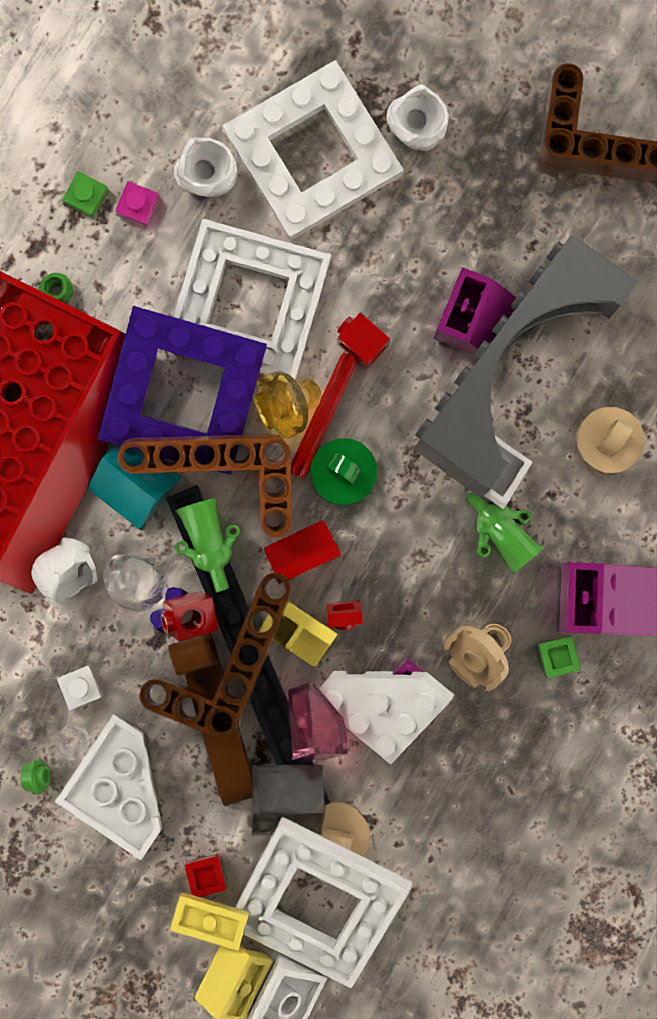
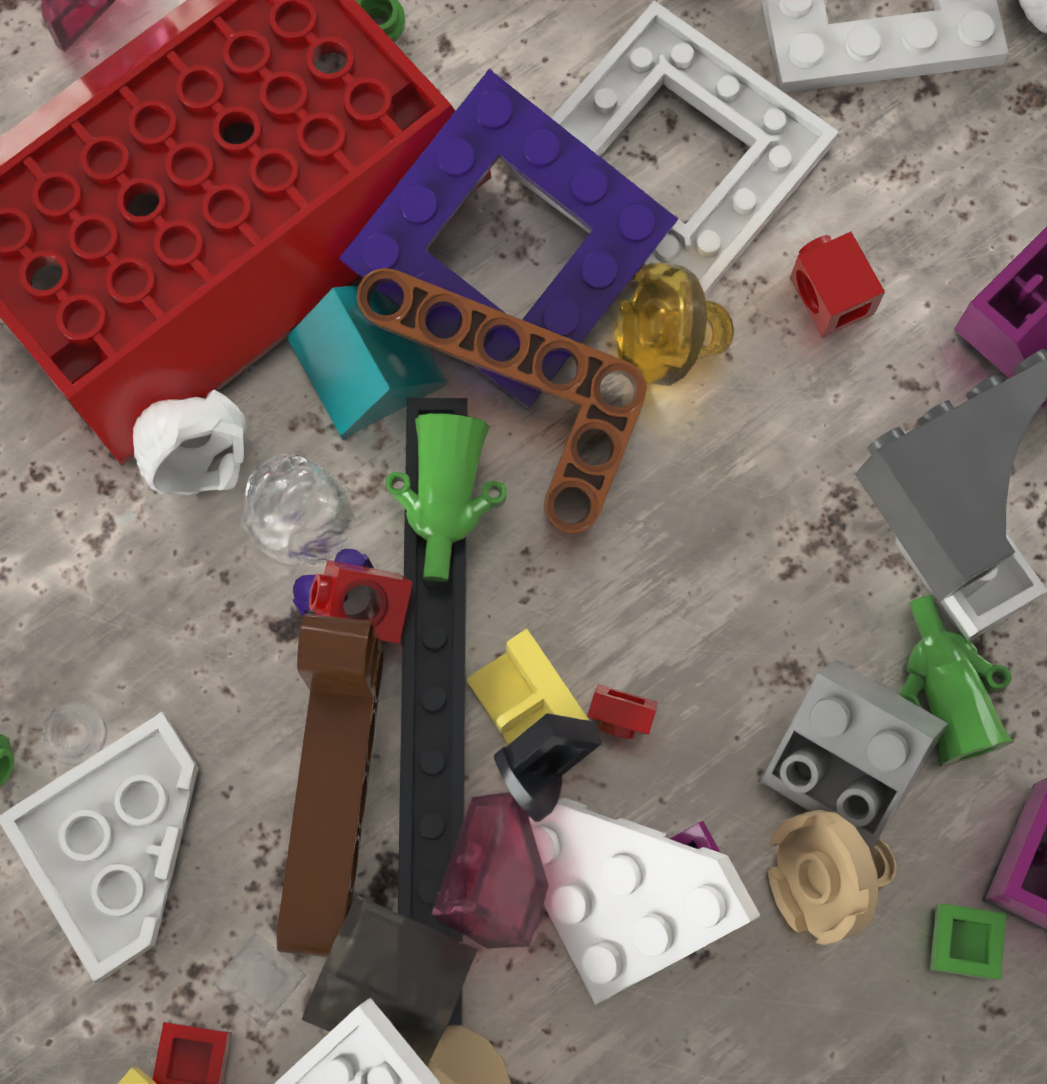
camera: 25 degrees right, 10 degrees down
(80, 687) = (128, 648): white plate -> none
(235, 668) = (397, 711): reddish brown beam -> none
(302, 551) = (593, 582): red panel -> none
(313, 663) = (539, 758): none -> black tile
(323, 415) = (720, 377): red axle -> none
(343, 471) = (717, 480): green tile -> none
(467, 587) = (853, 750): none -> light grey slope

